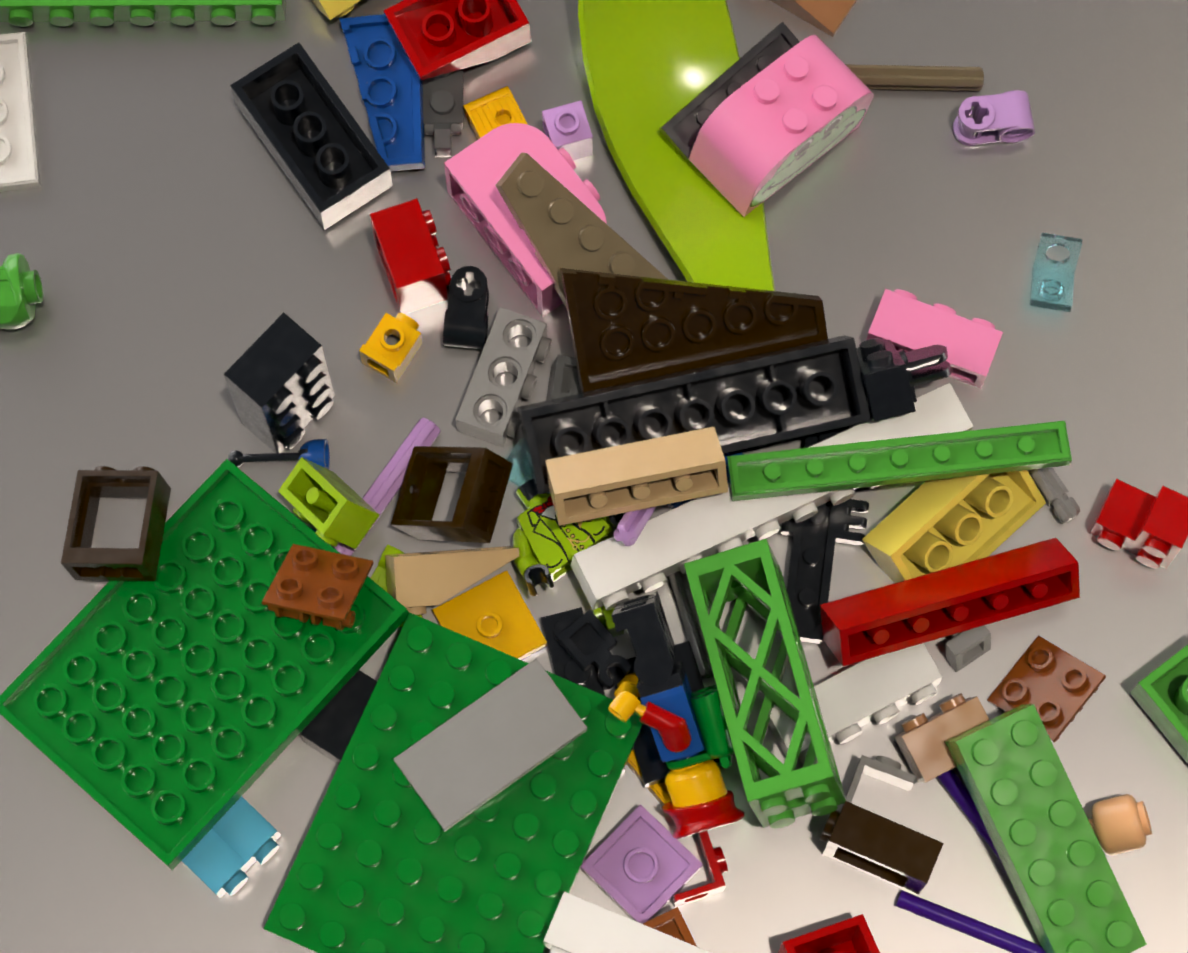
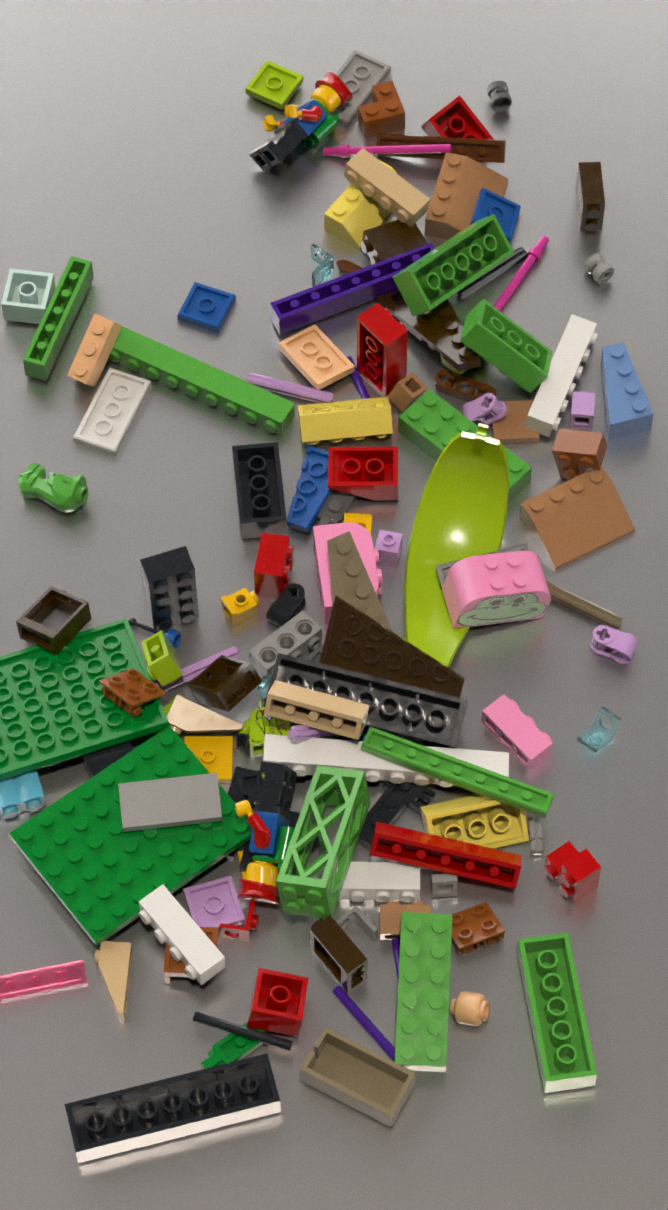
camera: 30 degrees right, 15 degrees down
(892, 374) = (476, 732): black brick -> none

